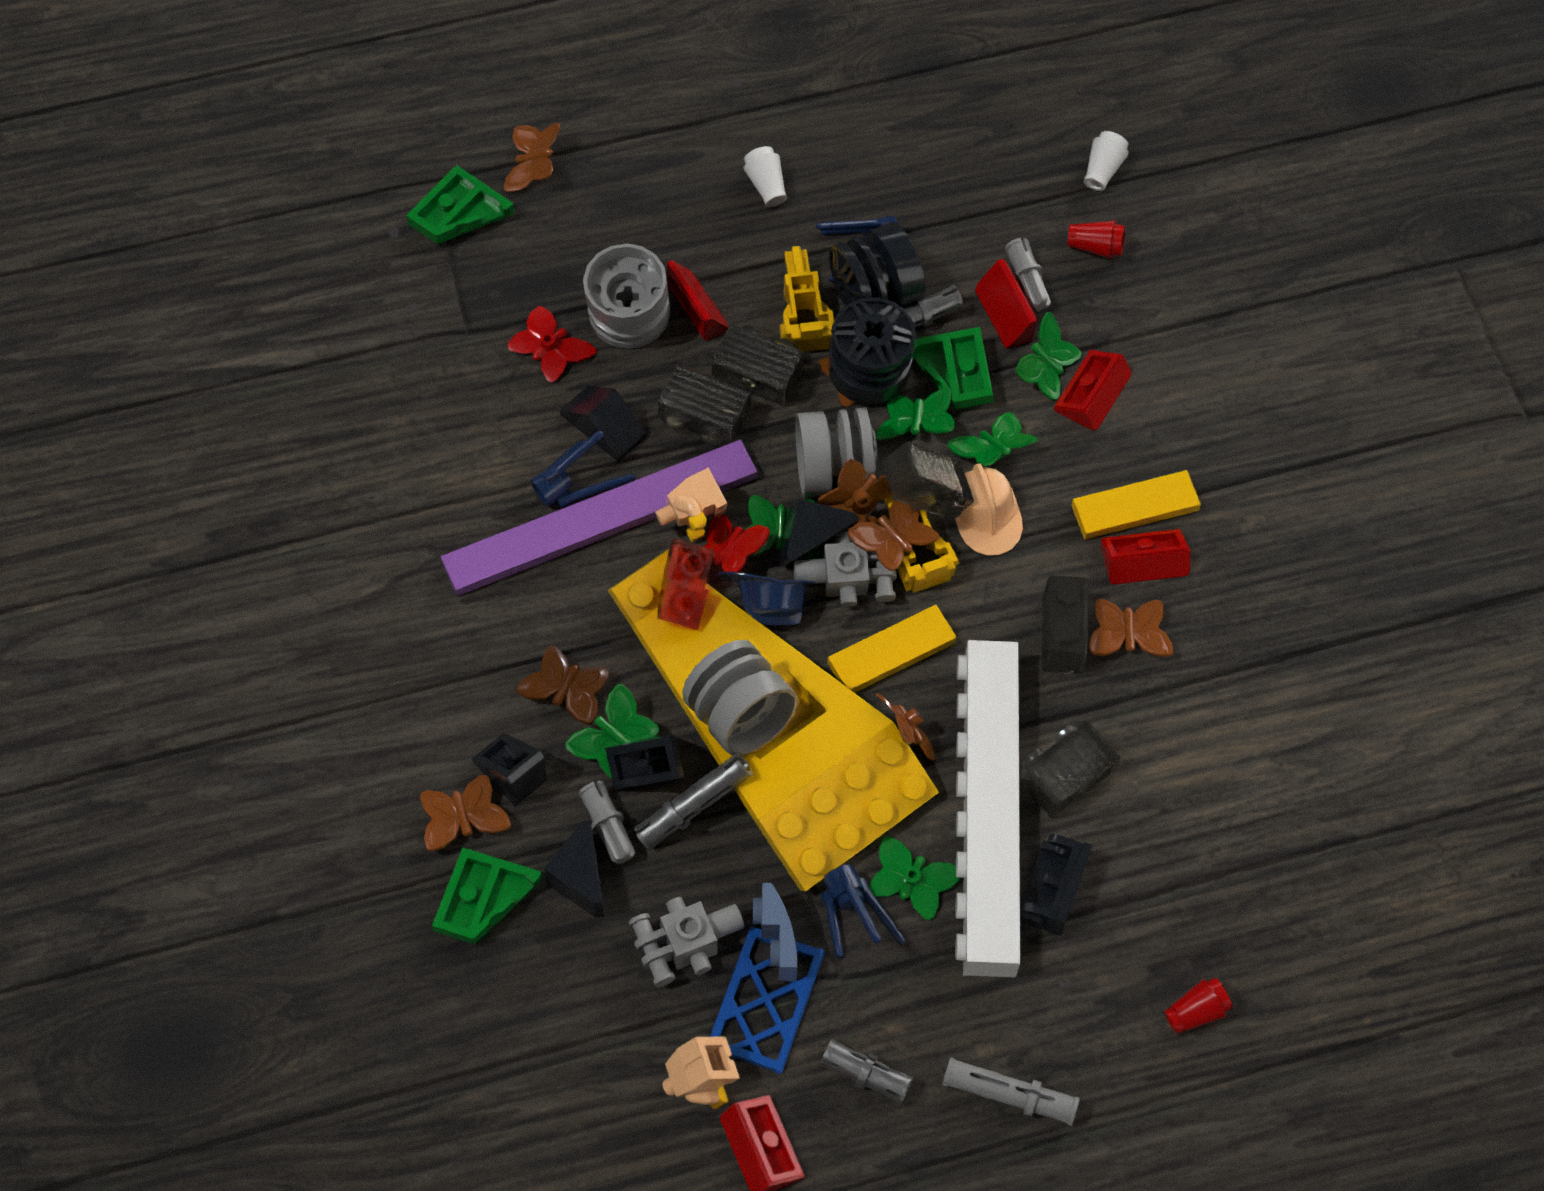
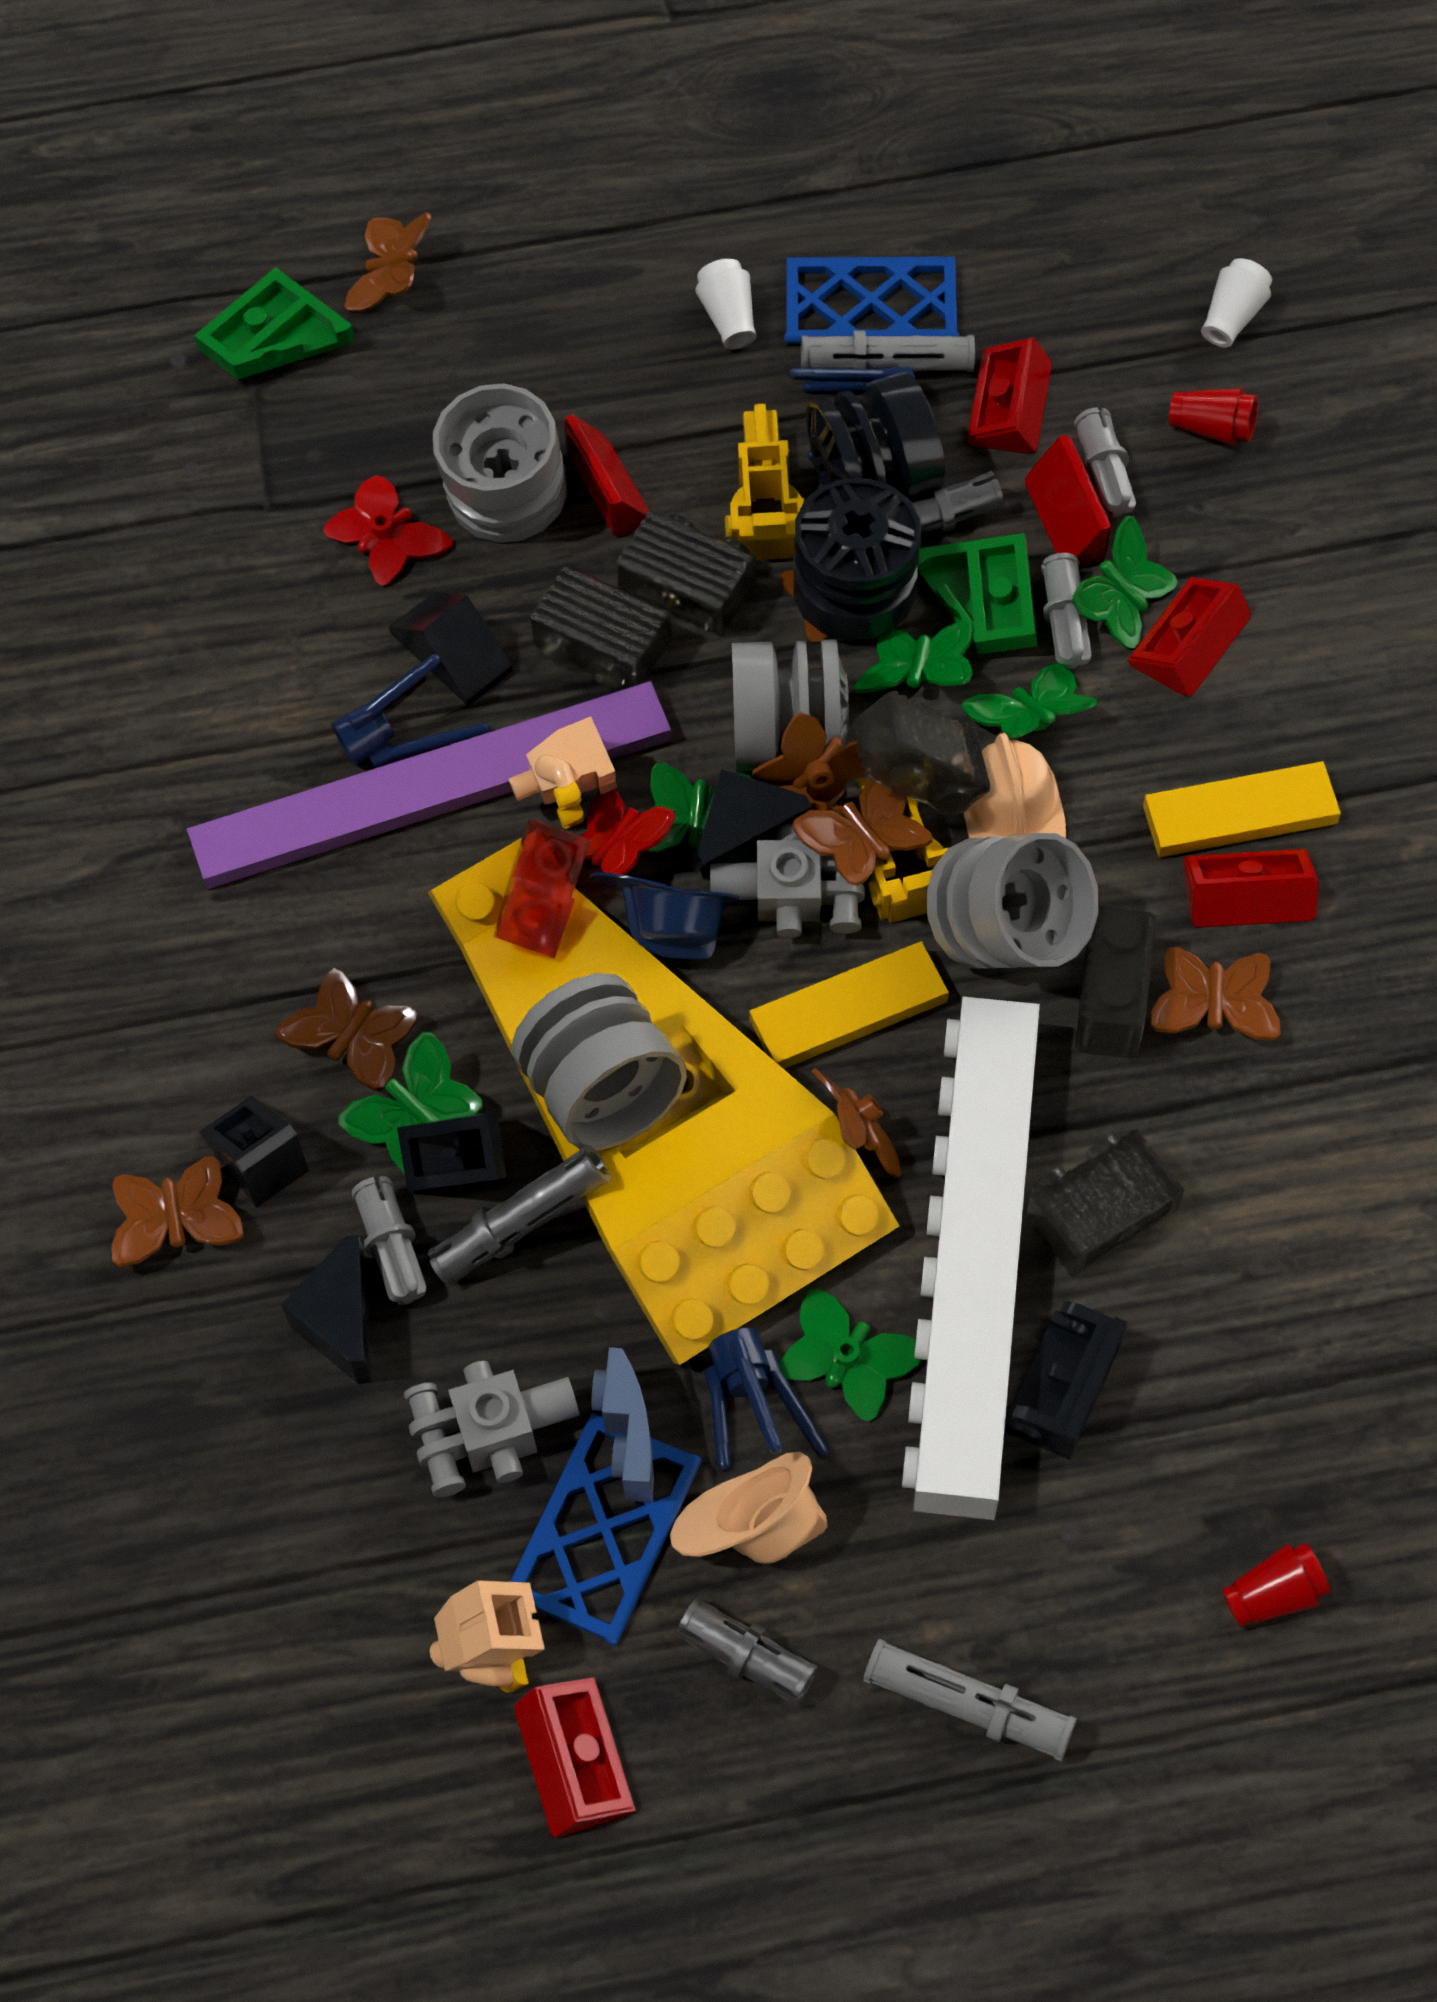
camera: 10 degrees right, 0 degrees up
(481, 895) = (187, 1338): green wing -> none
(864, 983) = (756, 1513): none -> light nougat piece
(876, 206) = (885, 352): none -> light grey pin
(879, 147) = (841, 273): none -> blue window
(960, 232) = (1010, 397): none -> red slope
(995, 576) = (1013, 901): none -> light grey wheel
(1012, 387) = (1067, 625): none -> light grey axle

